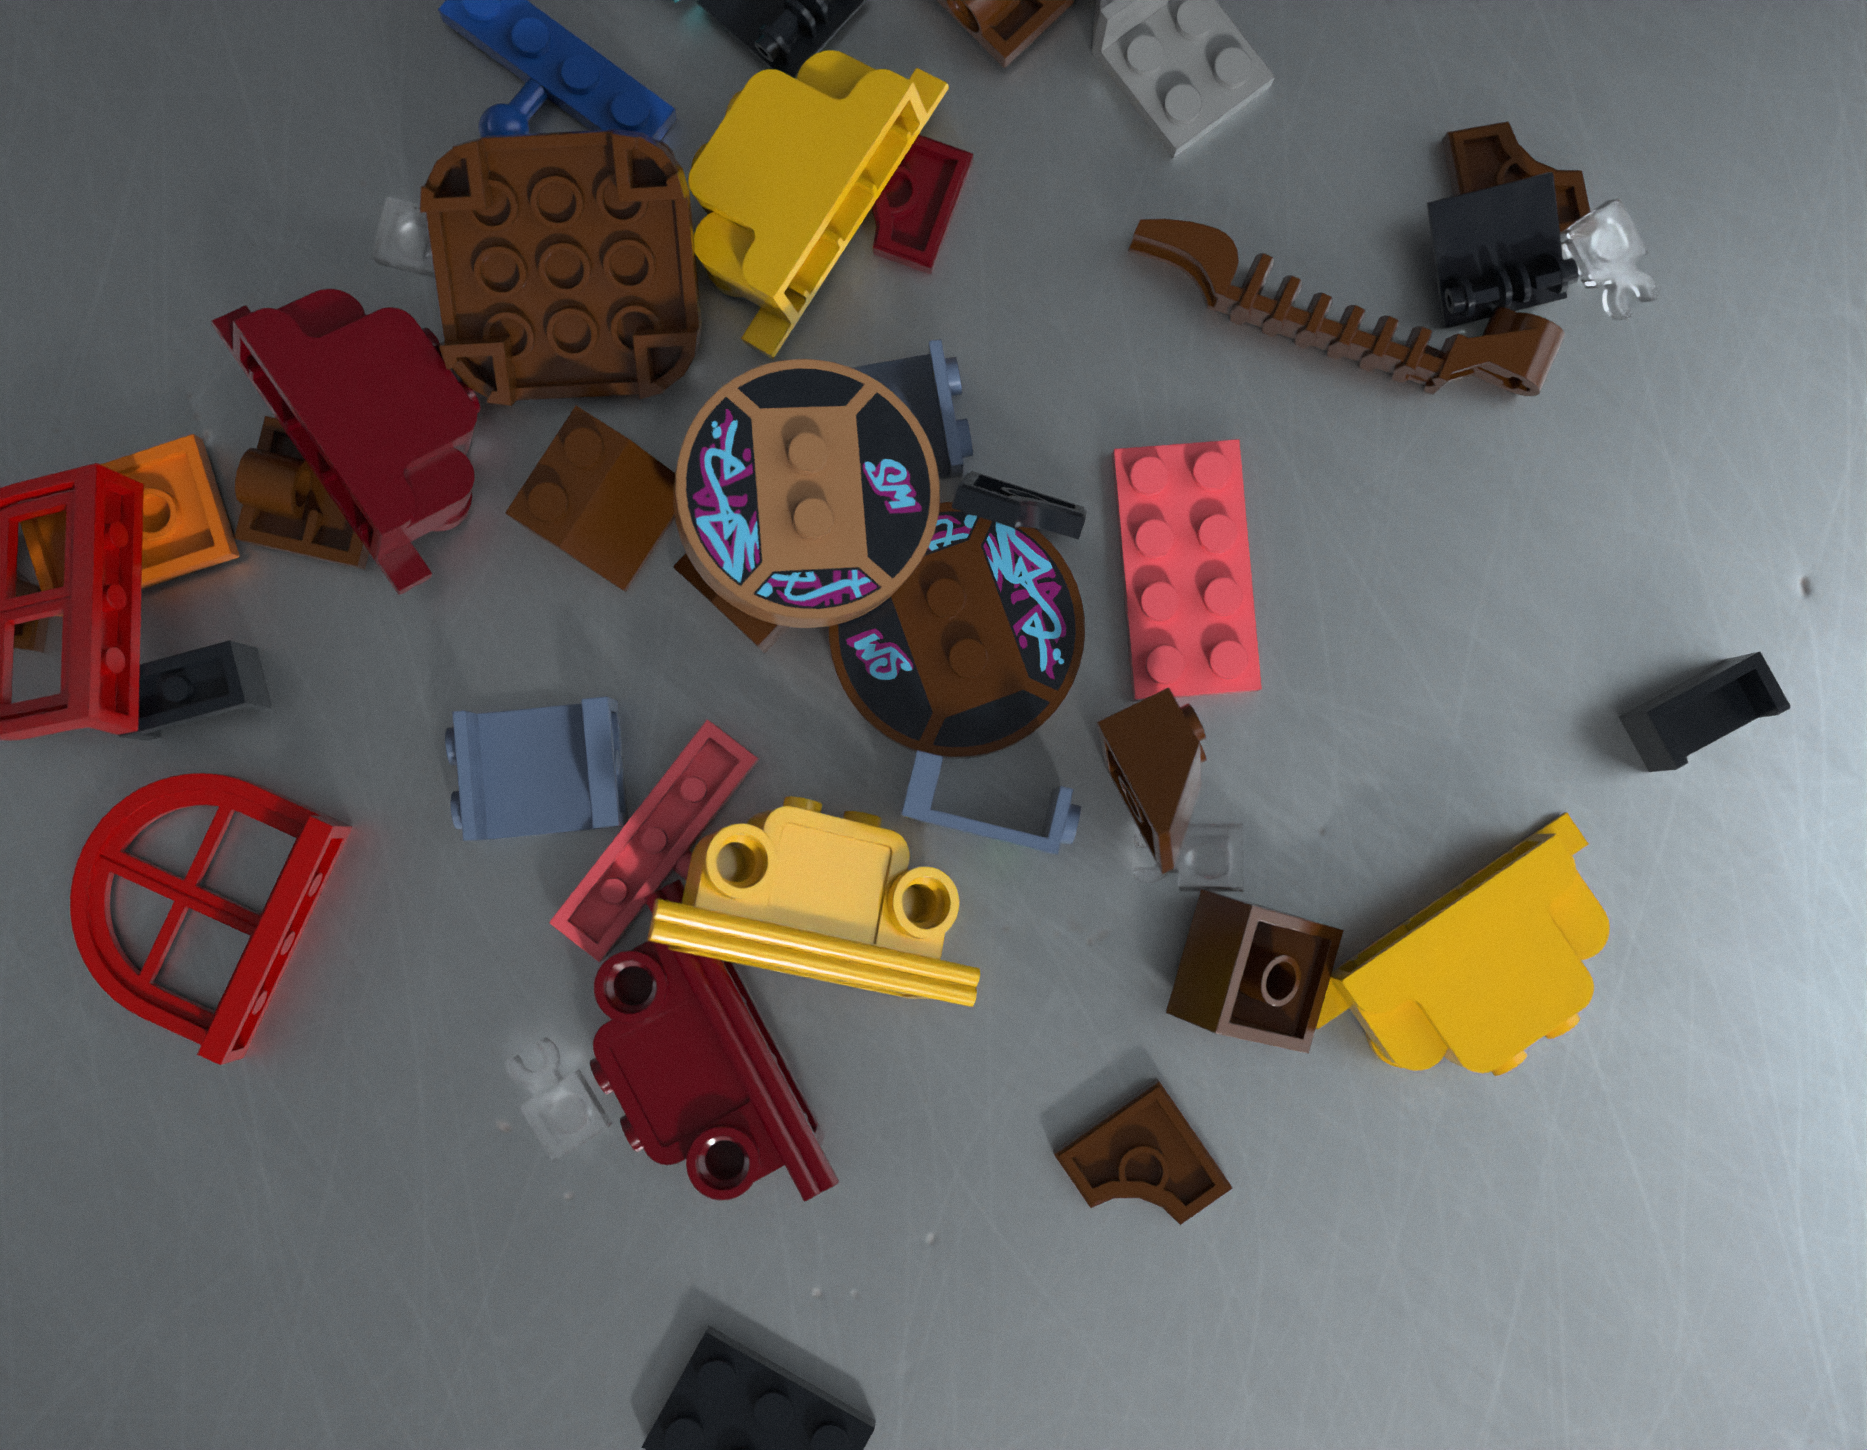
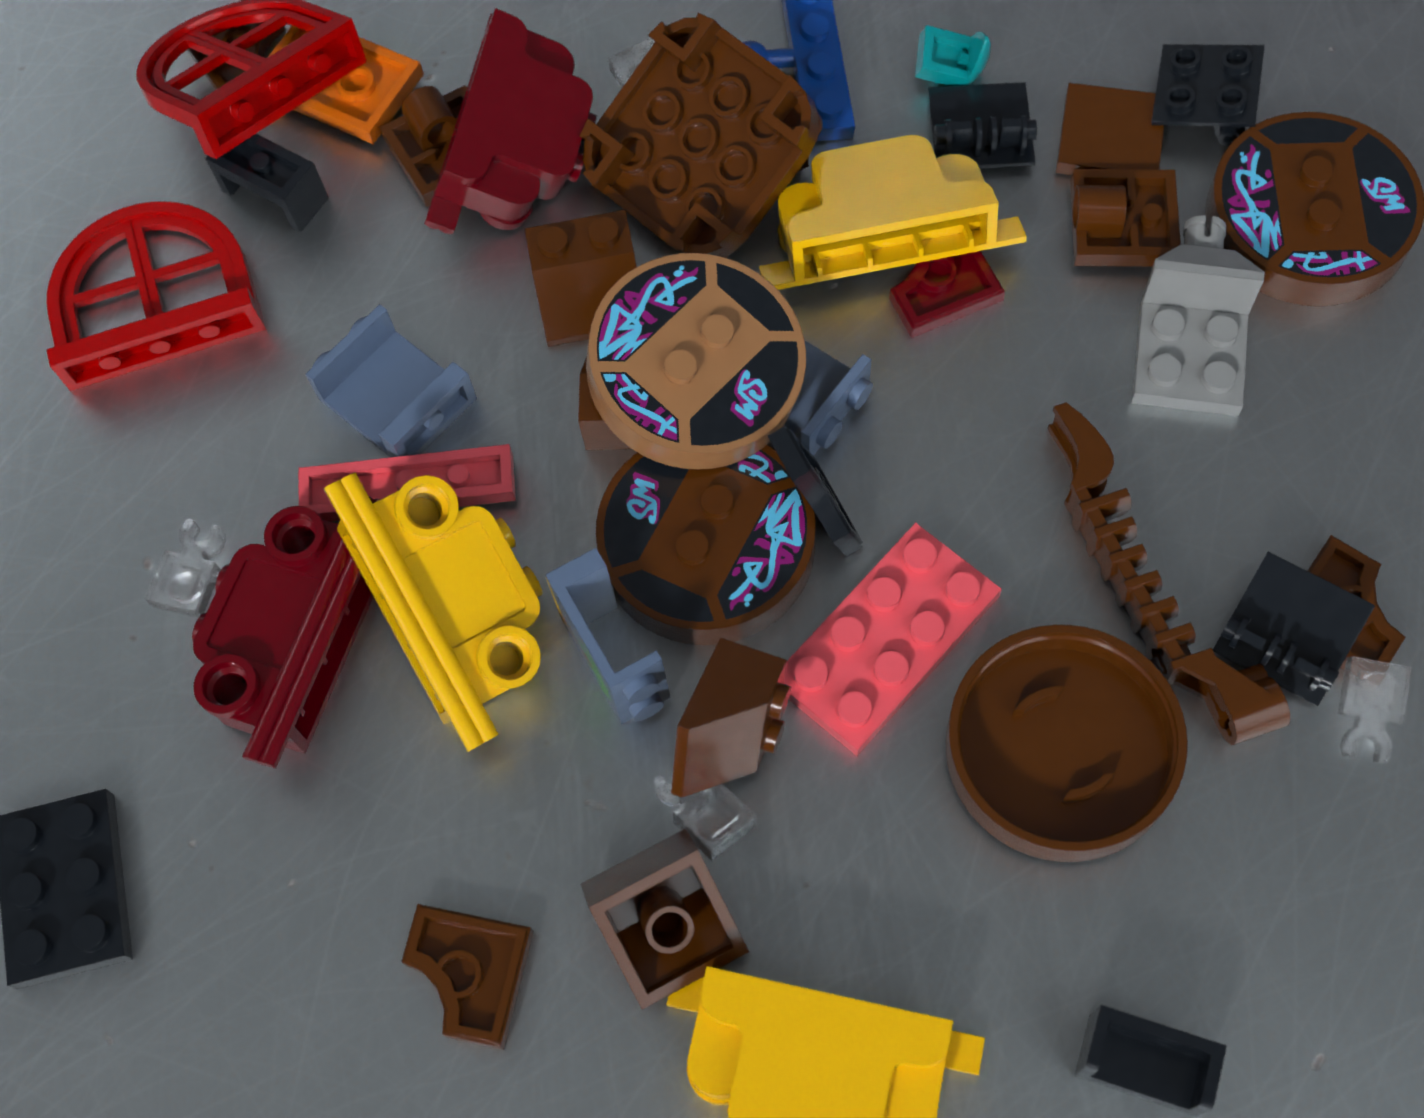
camera: 55 degrees right, 20 degrees down
(1416, 523) = (1065, 743): none -> reddish brown brick

